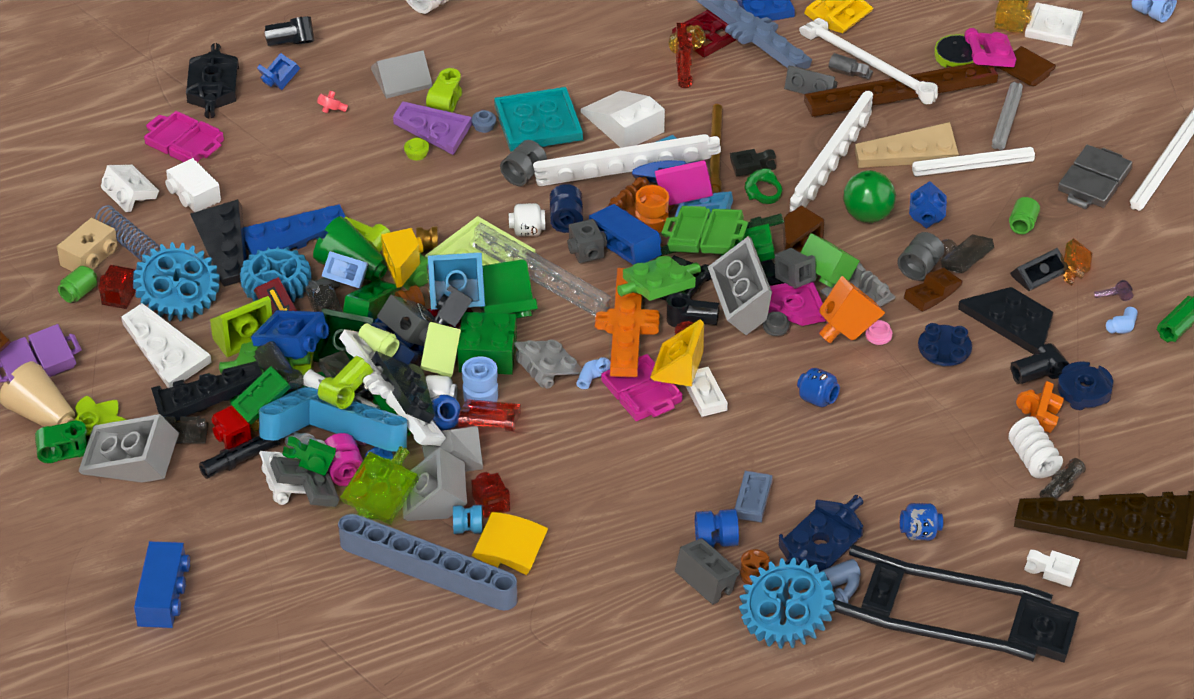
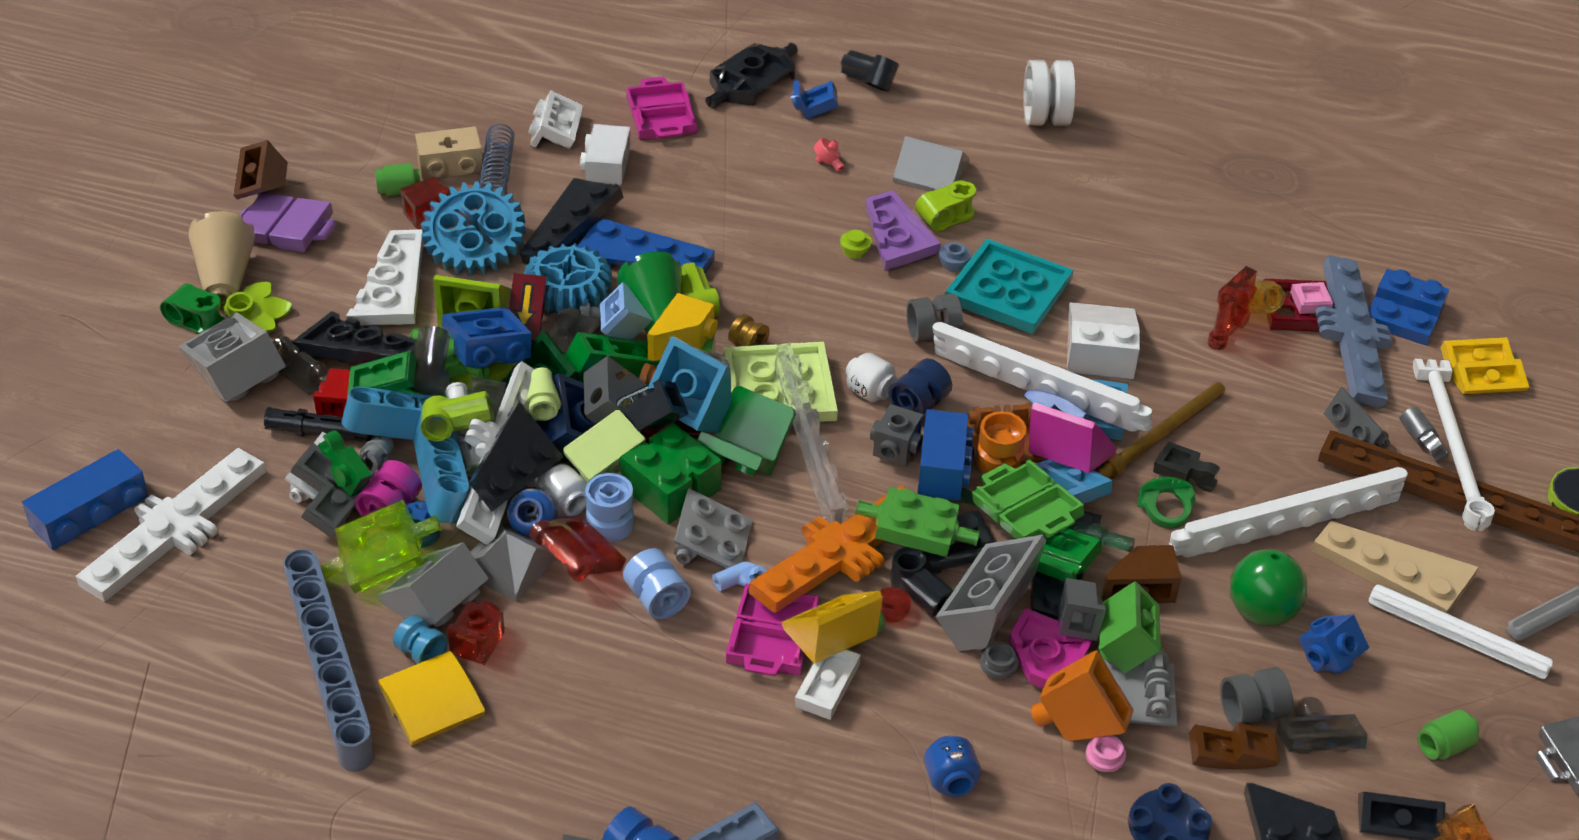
camera: 40 degrees right, 0 degrees up
(228, 564) = (171, 524): none -> white hinge
(557, 403) = (656, 583): none -> light blue wheel
(713, 23) = (1310, 297): none -> bright pink tile

